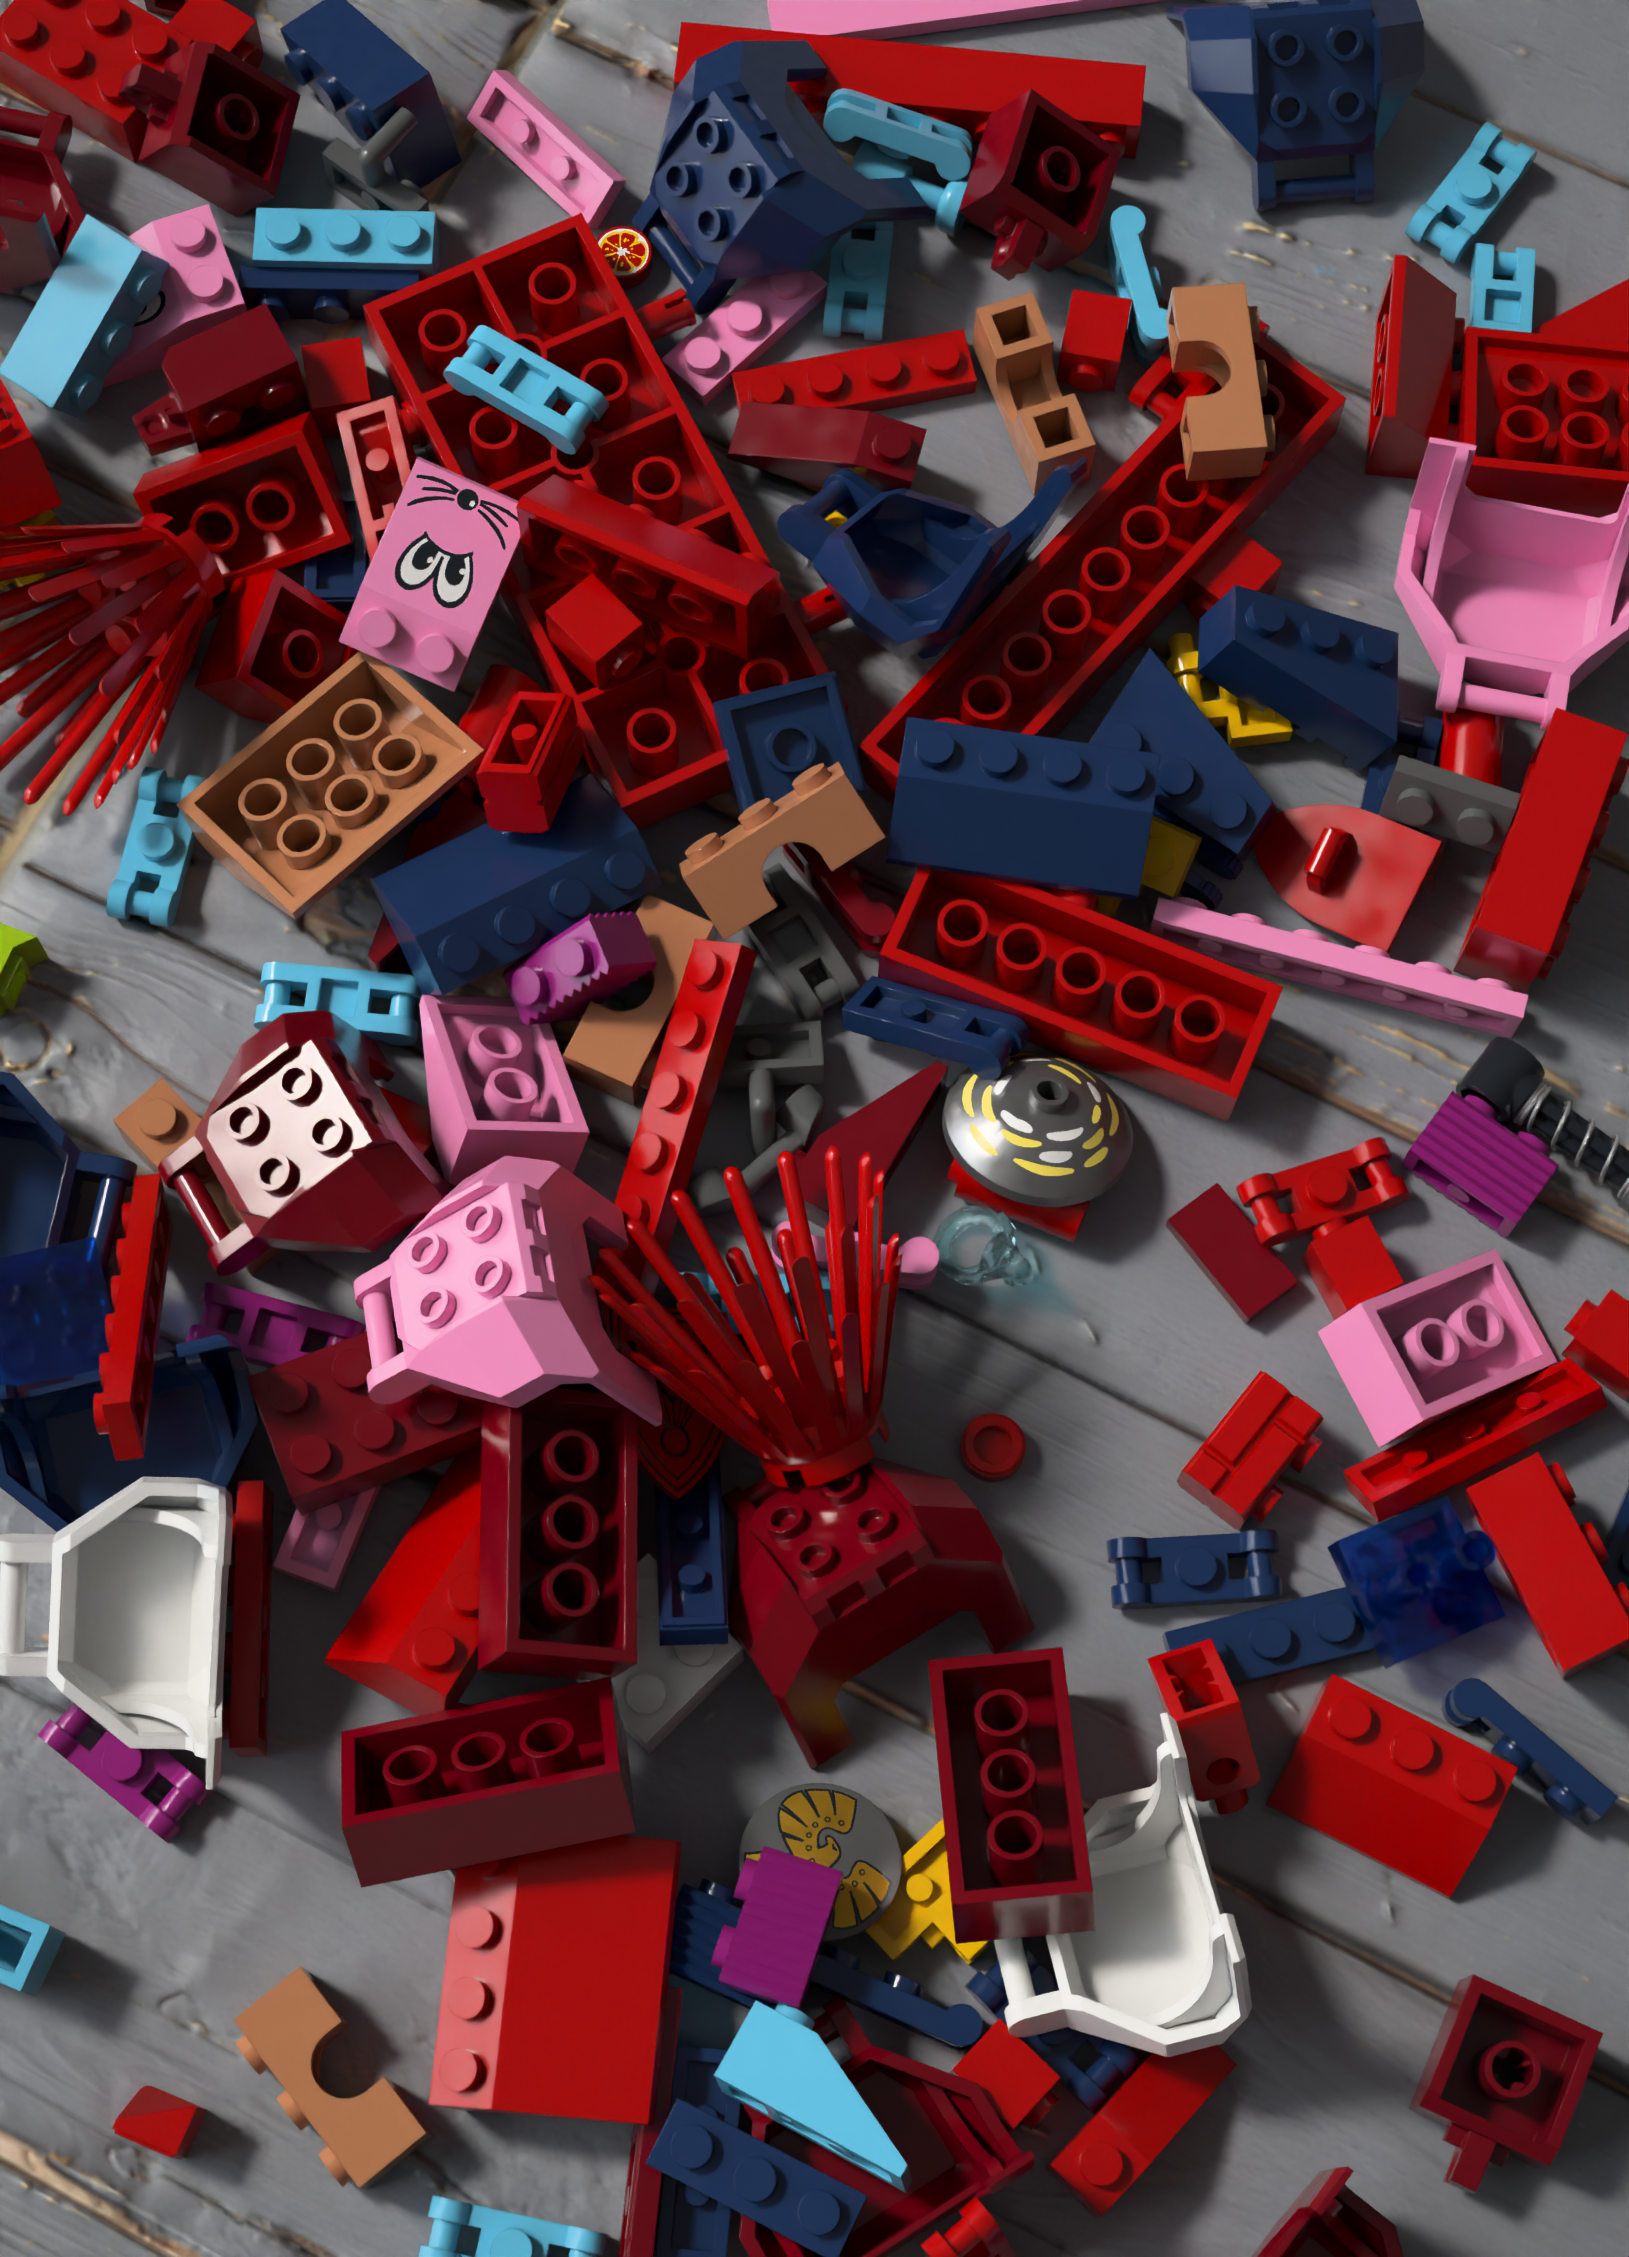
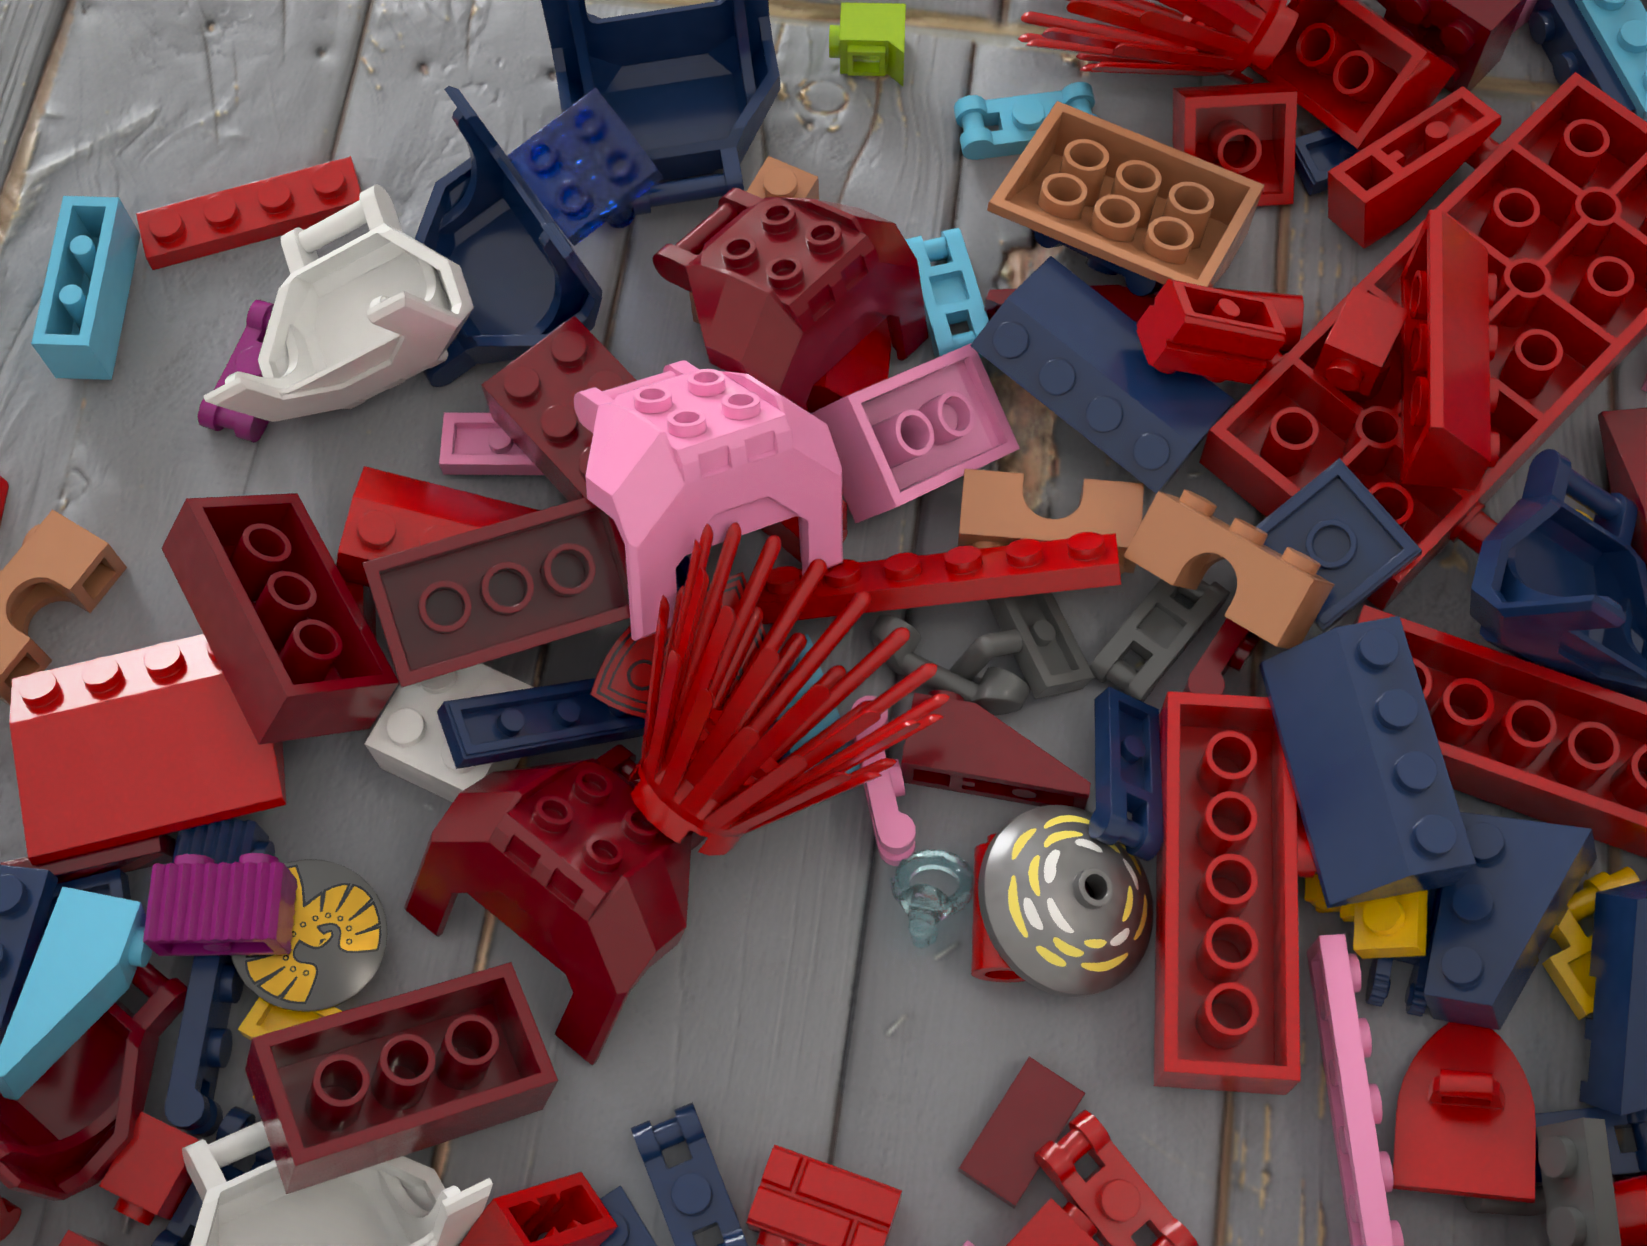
camera: 75 degrees right, 5 degrees down
(135, 1325) = (577, 205): red plate -> none
(249, 1642) = (386, 417): red plate -> none
(271, 1328) = (643, 343): magenta plate -> none
(335, 381) = (1508, 88): red brick -> none
(434, 575) = (1344, 202): bright pink slope -> none
(526, 388) = (1565, 213): medium azure plate -> none
(579, 967) = (1050, 450): magenta brick -> none
(992, 1447) = (749, 968): red tile -> none

